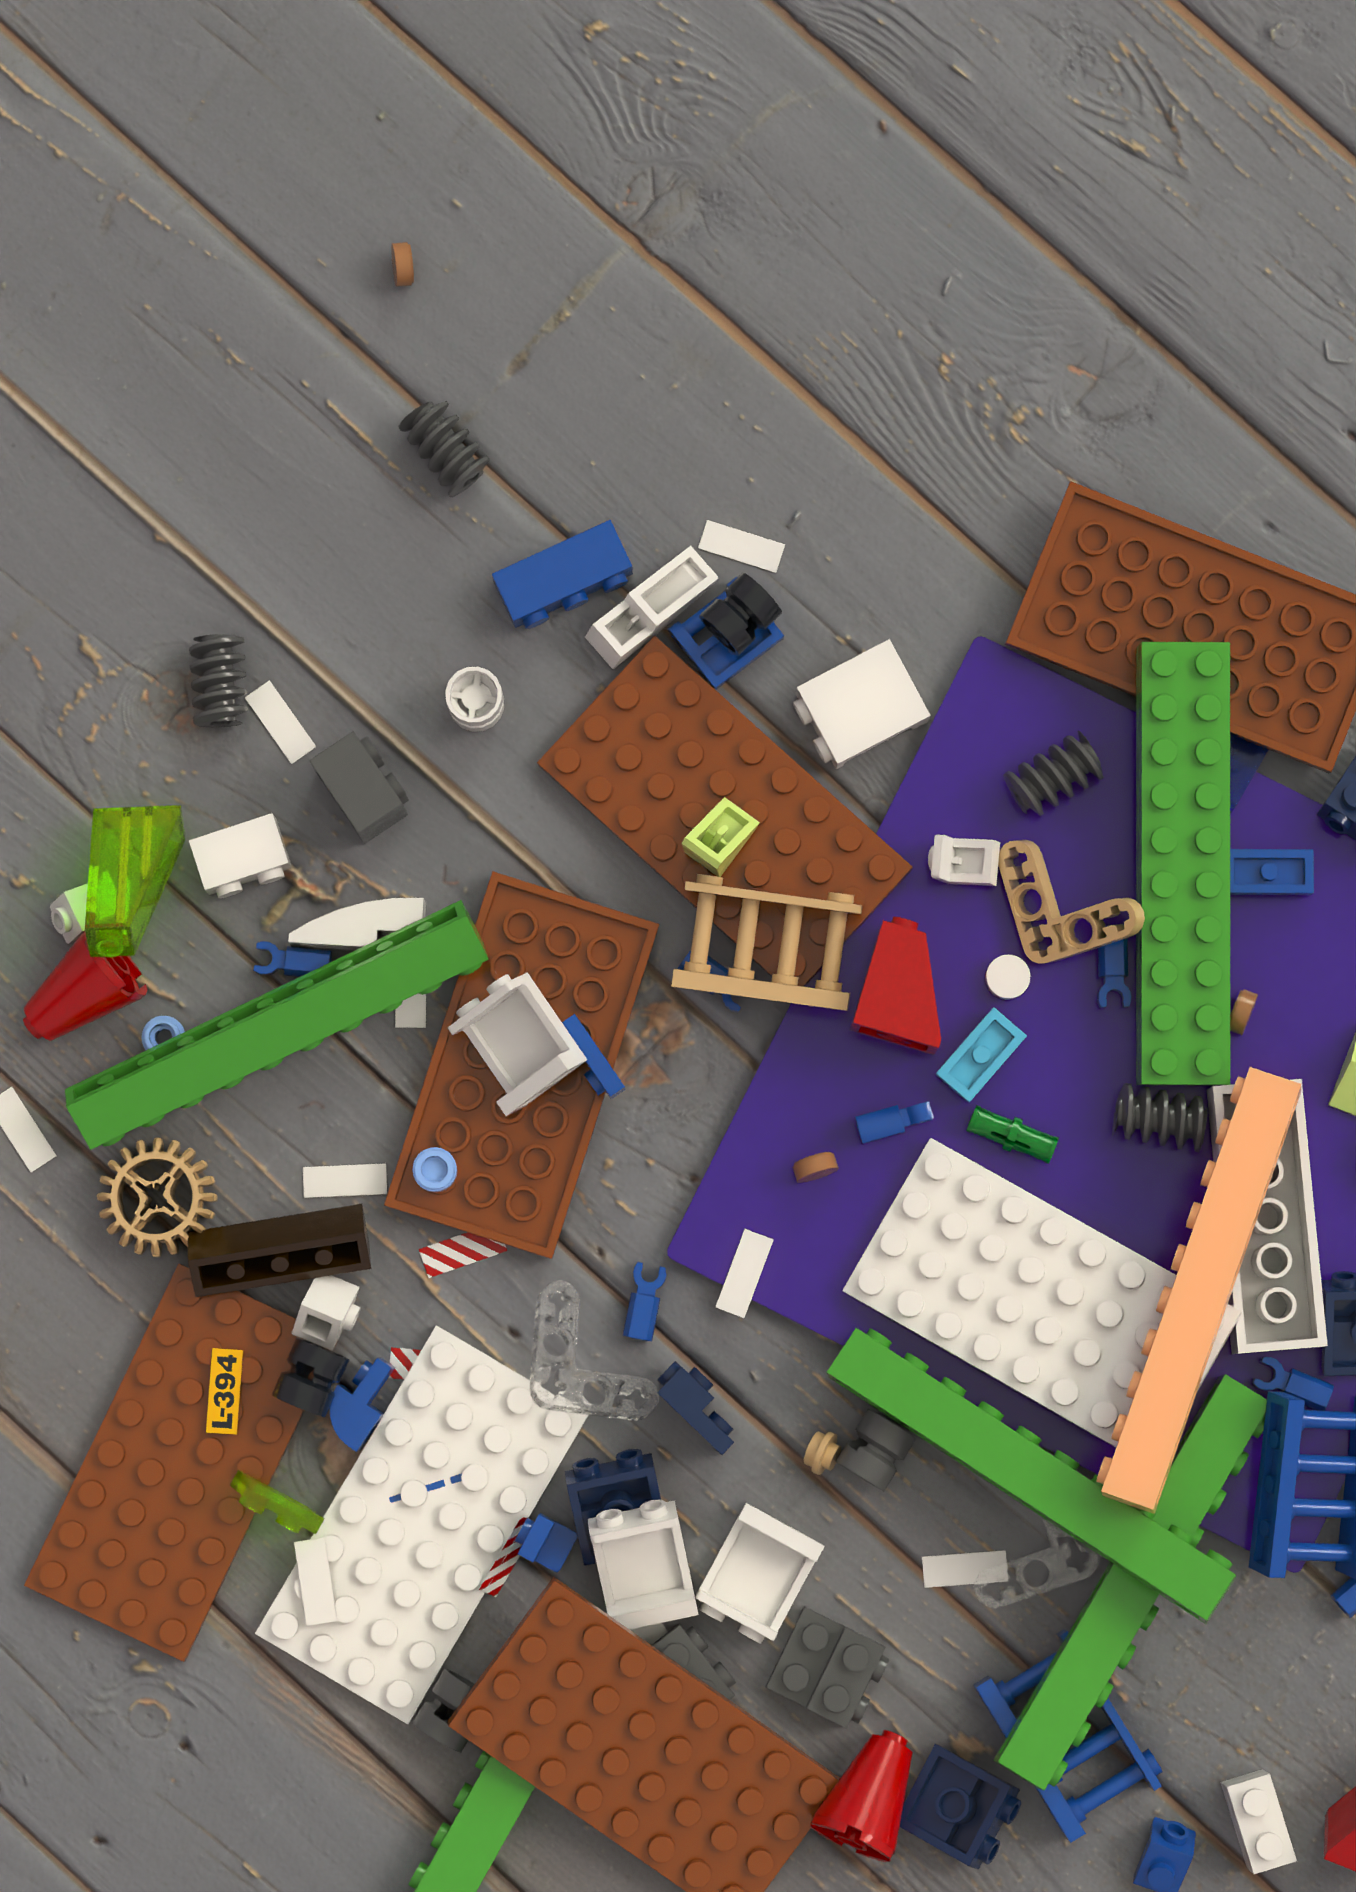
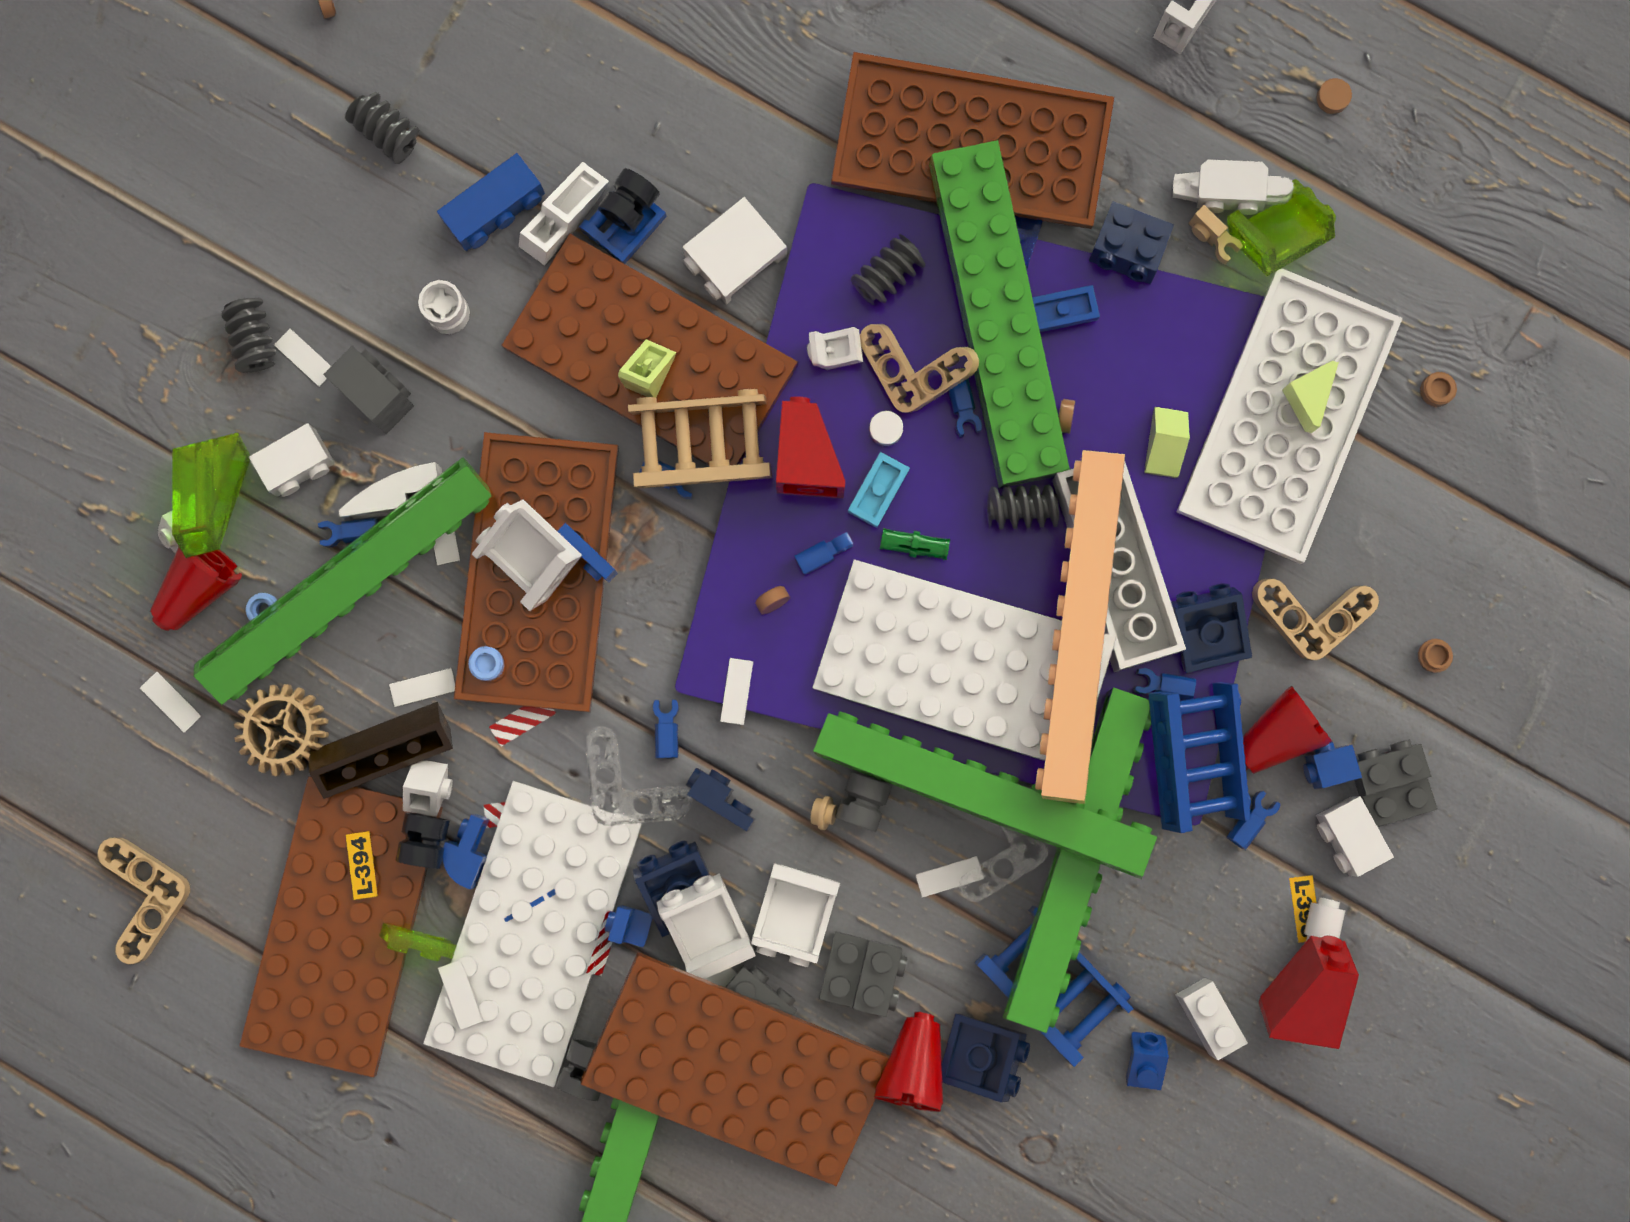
camera: 15 degrees left, 0 degrees up
(741, 546) = (621, 156): white sticker -> none

